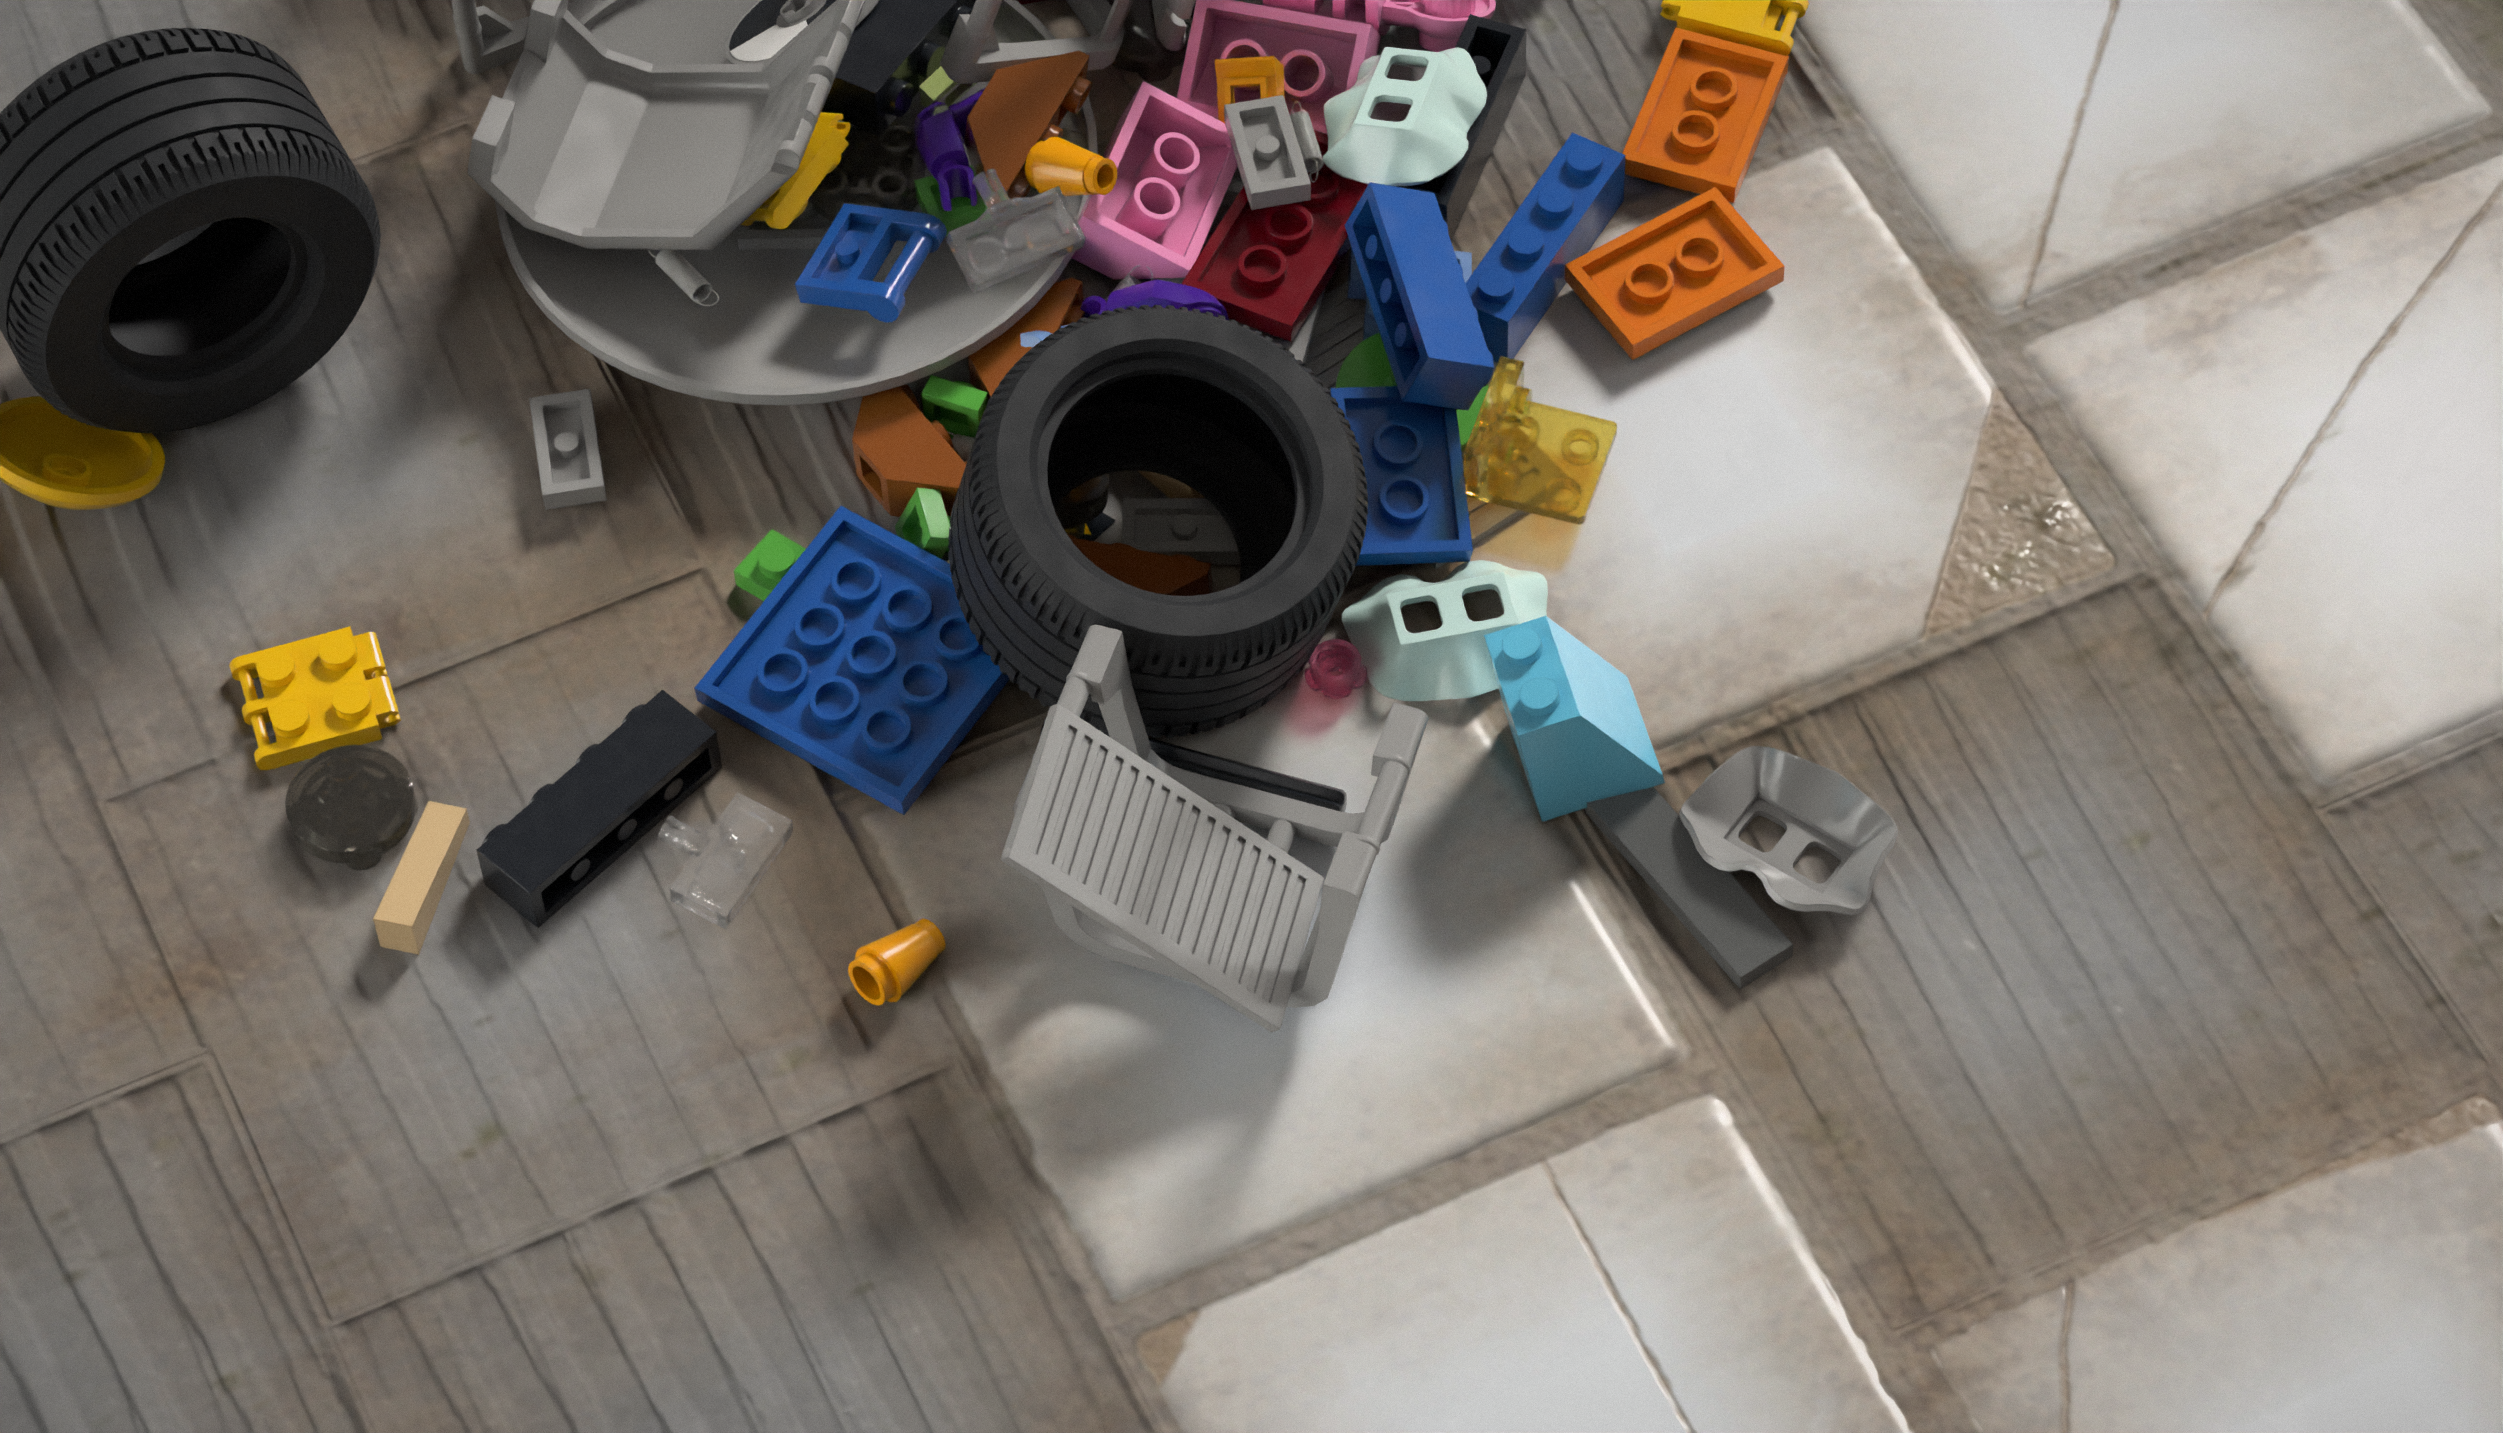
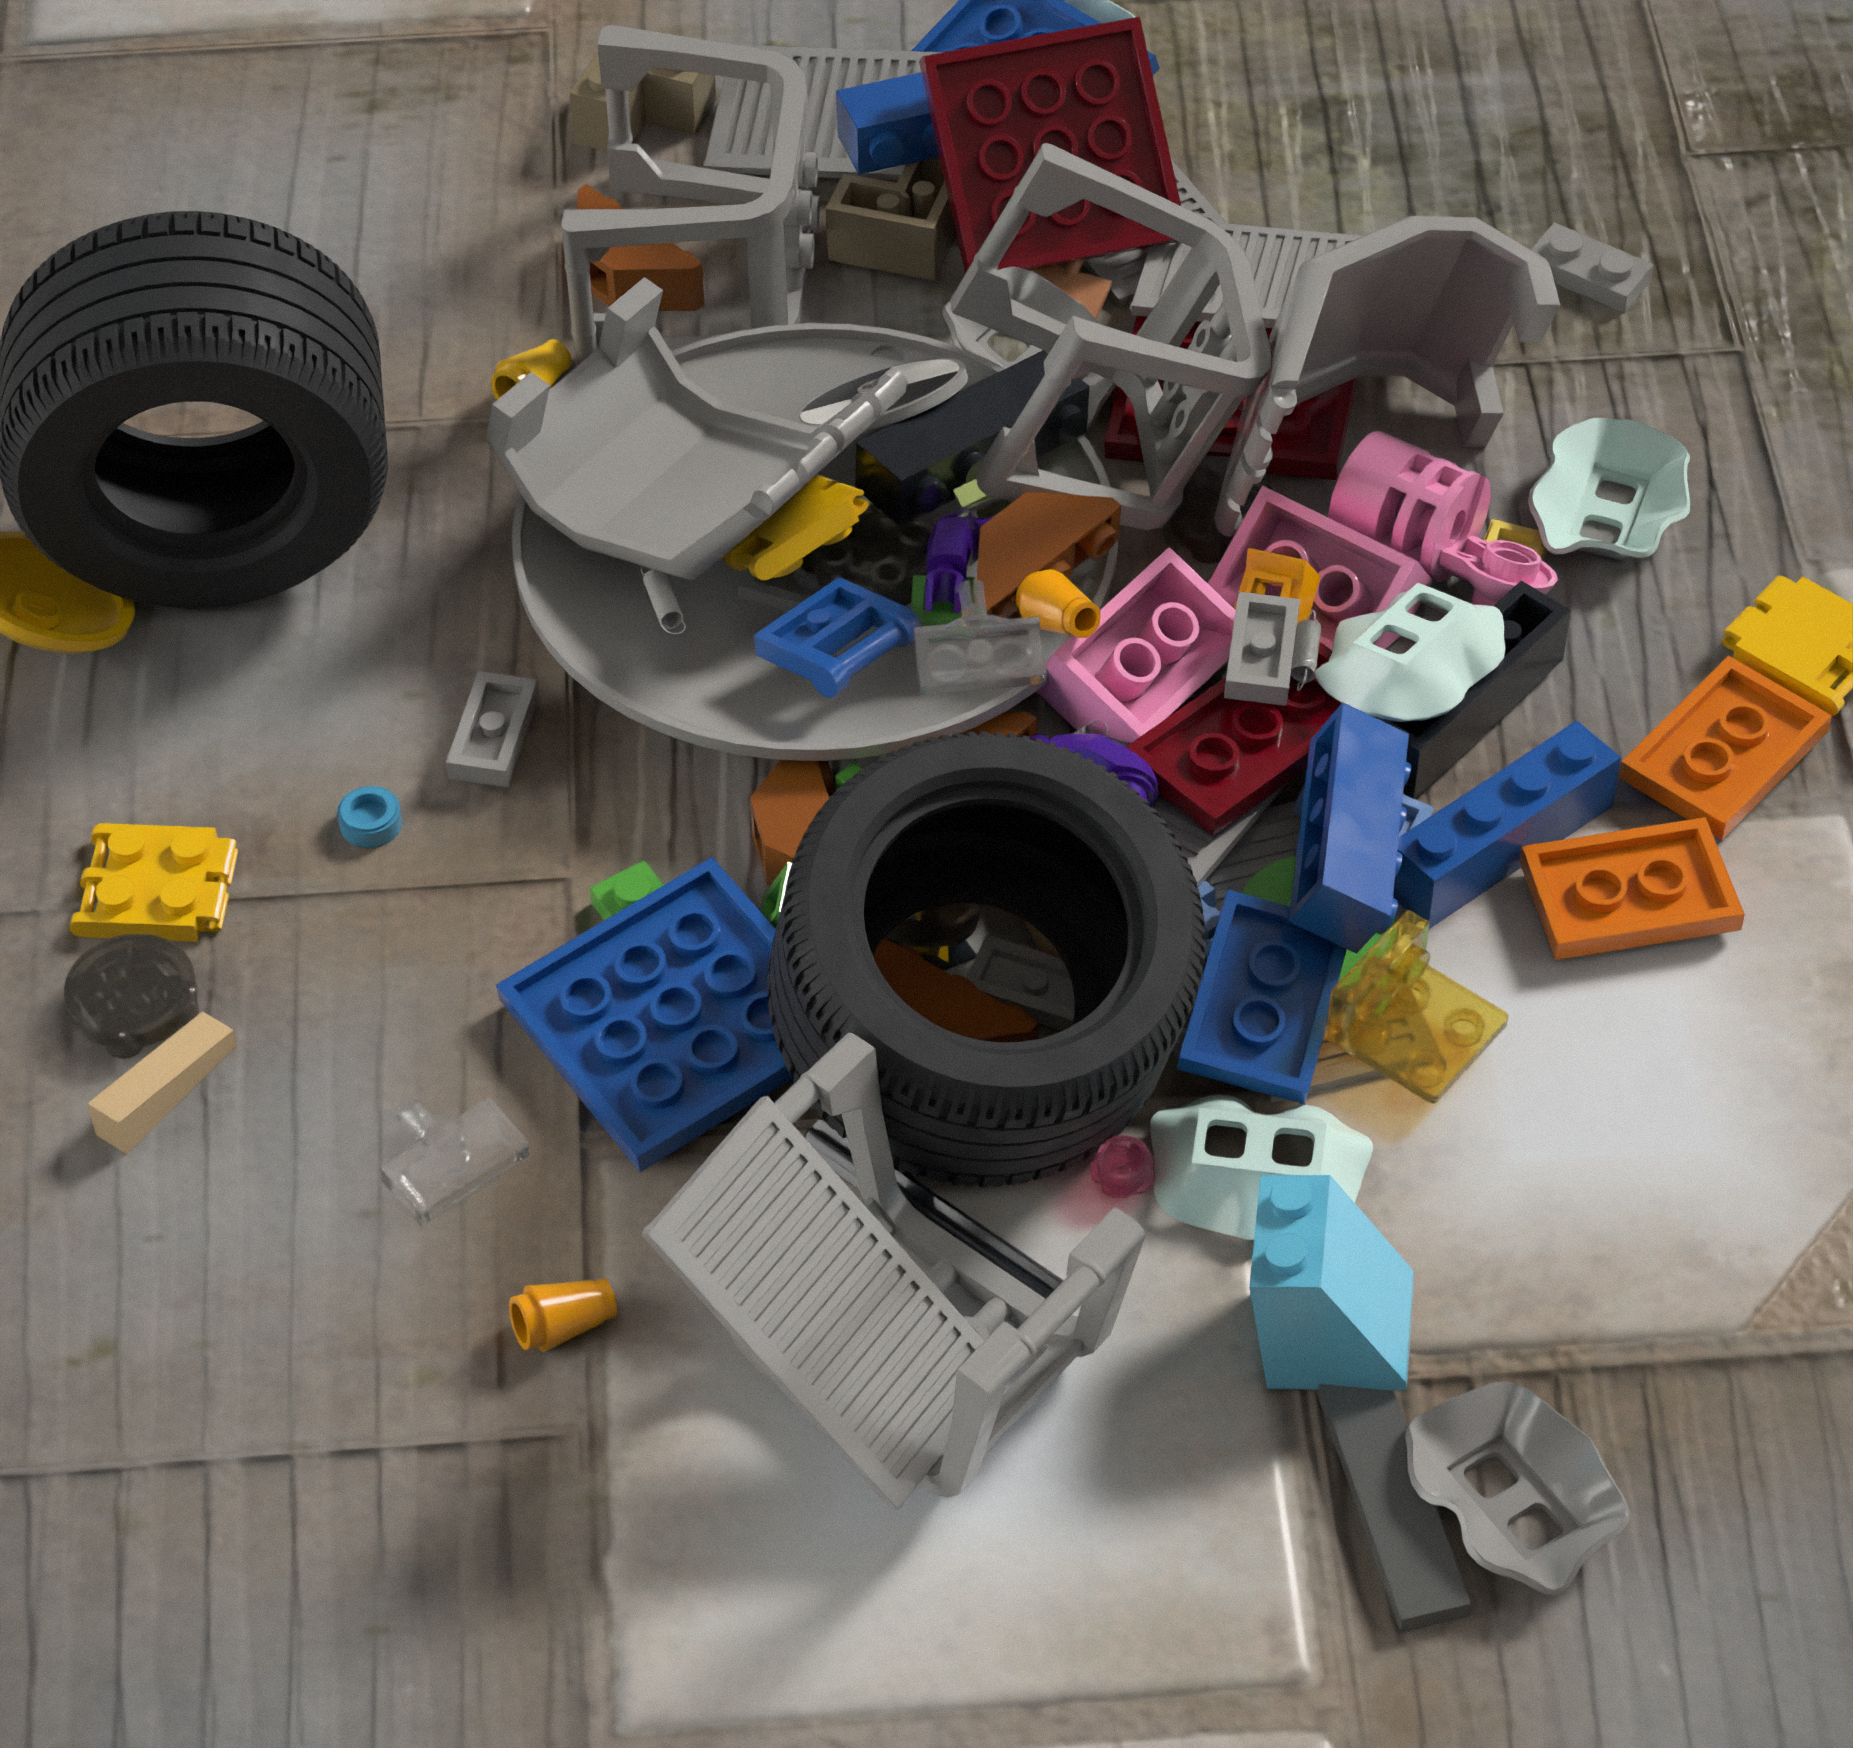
camera: 20 degrees right, 5 degrees down
(428, 91) = (544, 361): none -> yellow cone
(488, 569) = (369, 816): none -> dark azure tile
(599, 808) = (353, 1069): black brick -> none

